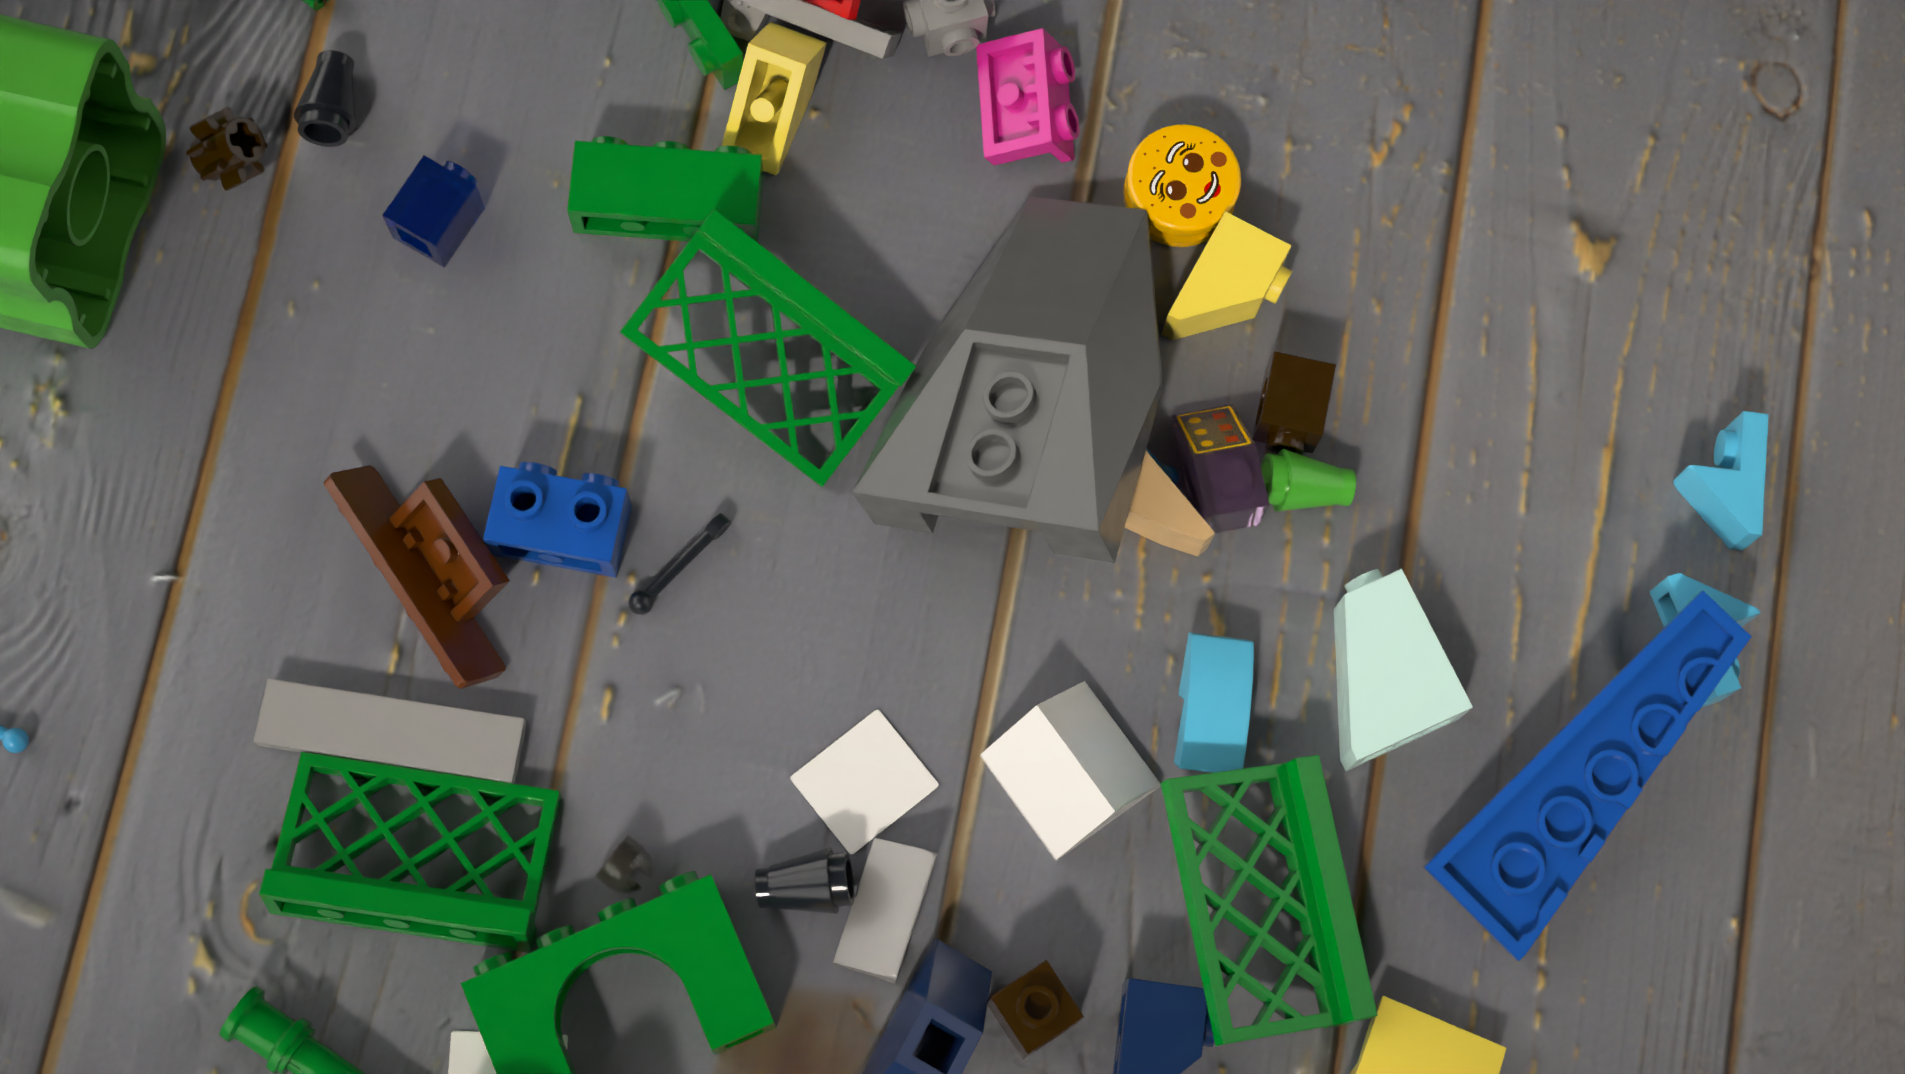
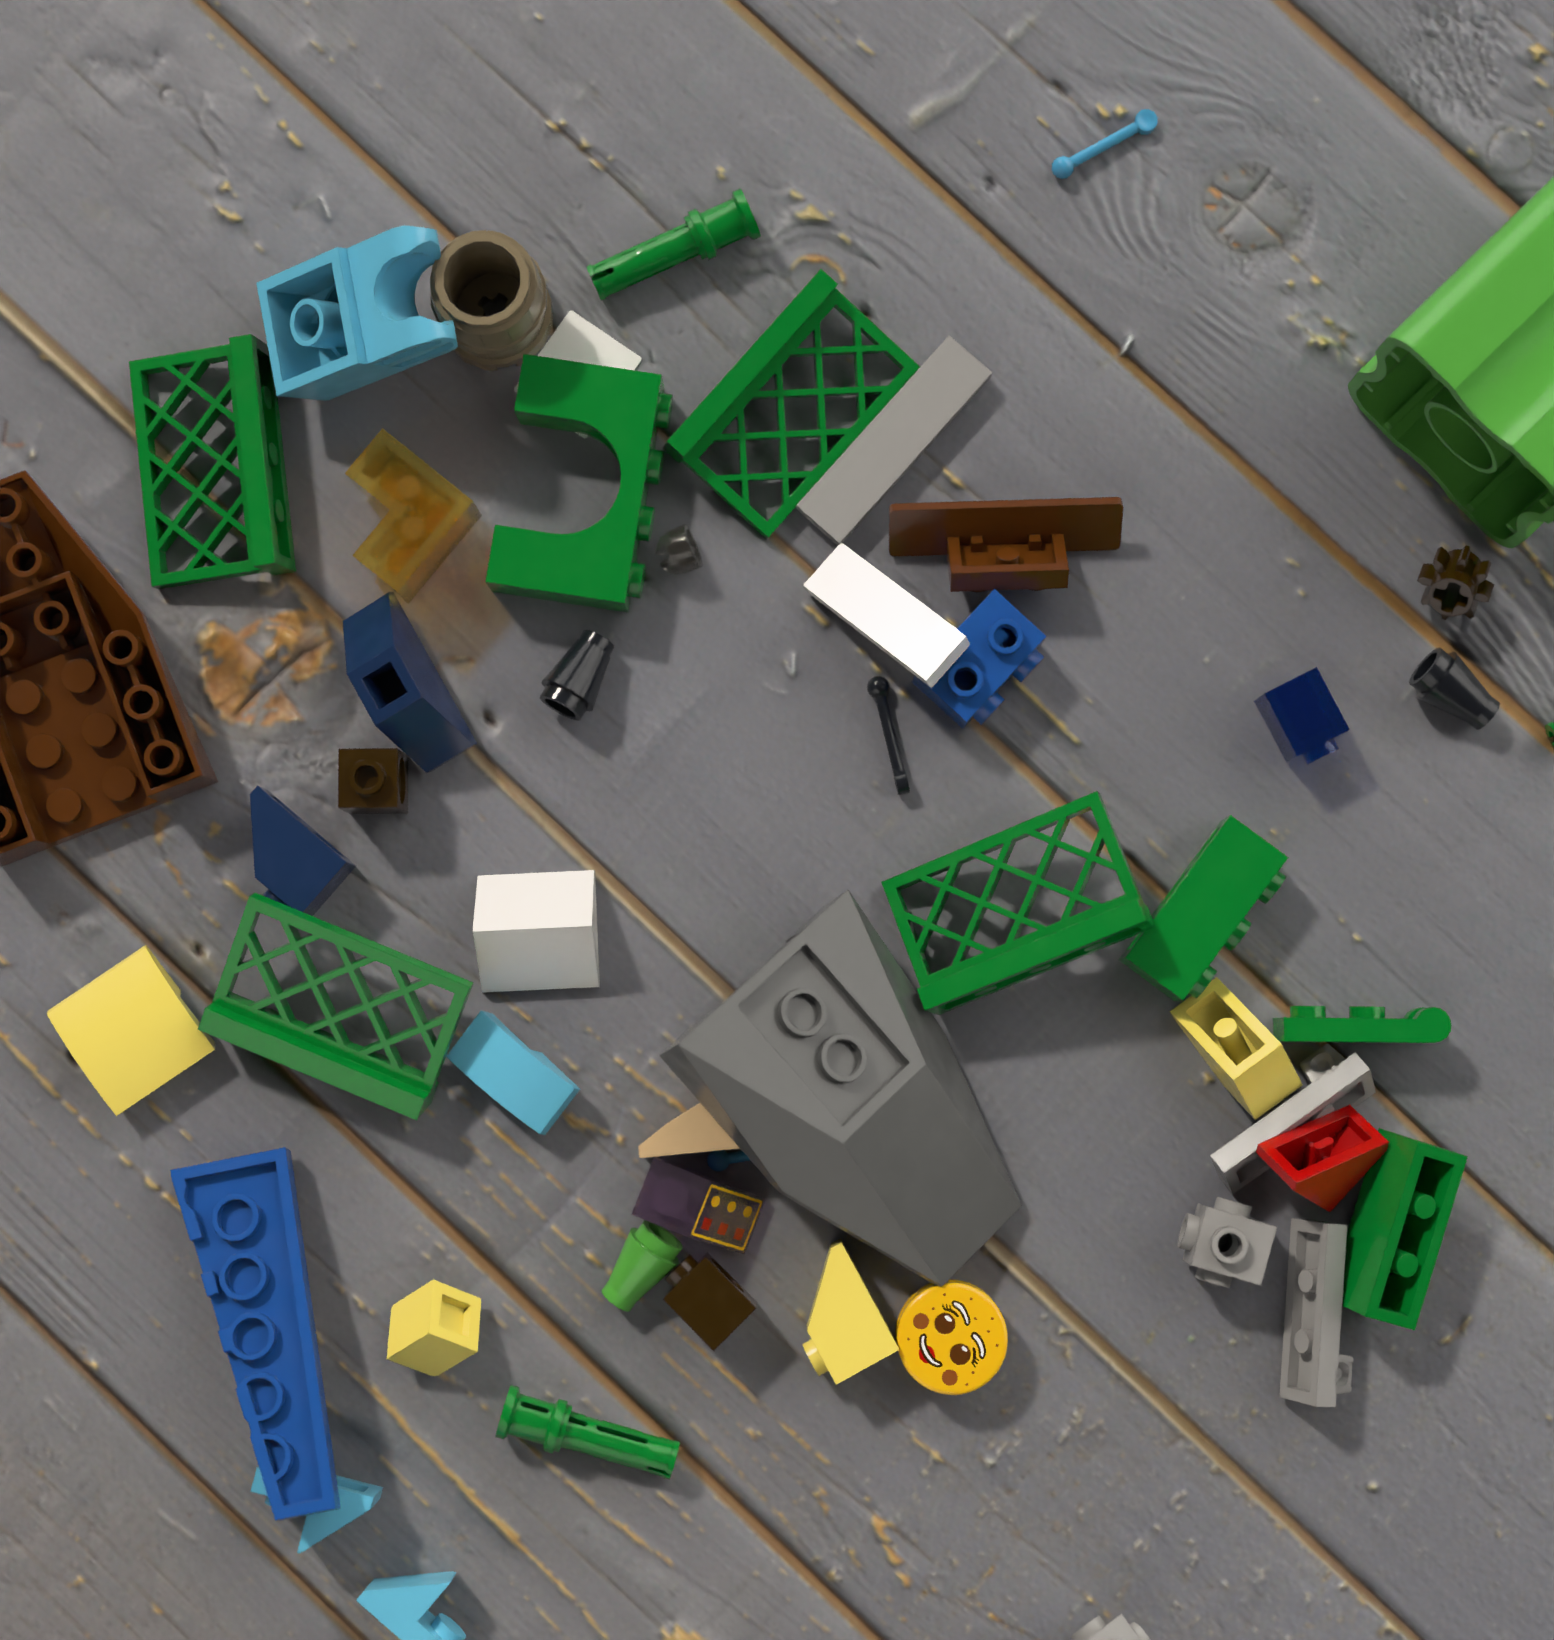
camera: 135 degrees right, 10 degrees up
(568, 626) = (887, 615): none -> white tile
(864, 781) = (631, 771): white sticker -> none
(885, 909) = (522, 722): light grey slope -> none
(1026, 98) = (1107, 1258): dark pink bracket -> none
(1389, 670) = (449, 1226): light aqua slope -> none
(1486, 628) = (434, 1328): none -> light yellow panel
(1490, 464) = (561, 1428): none -> green pin

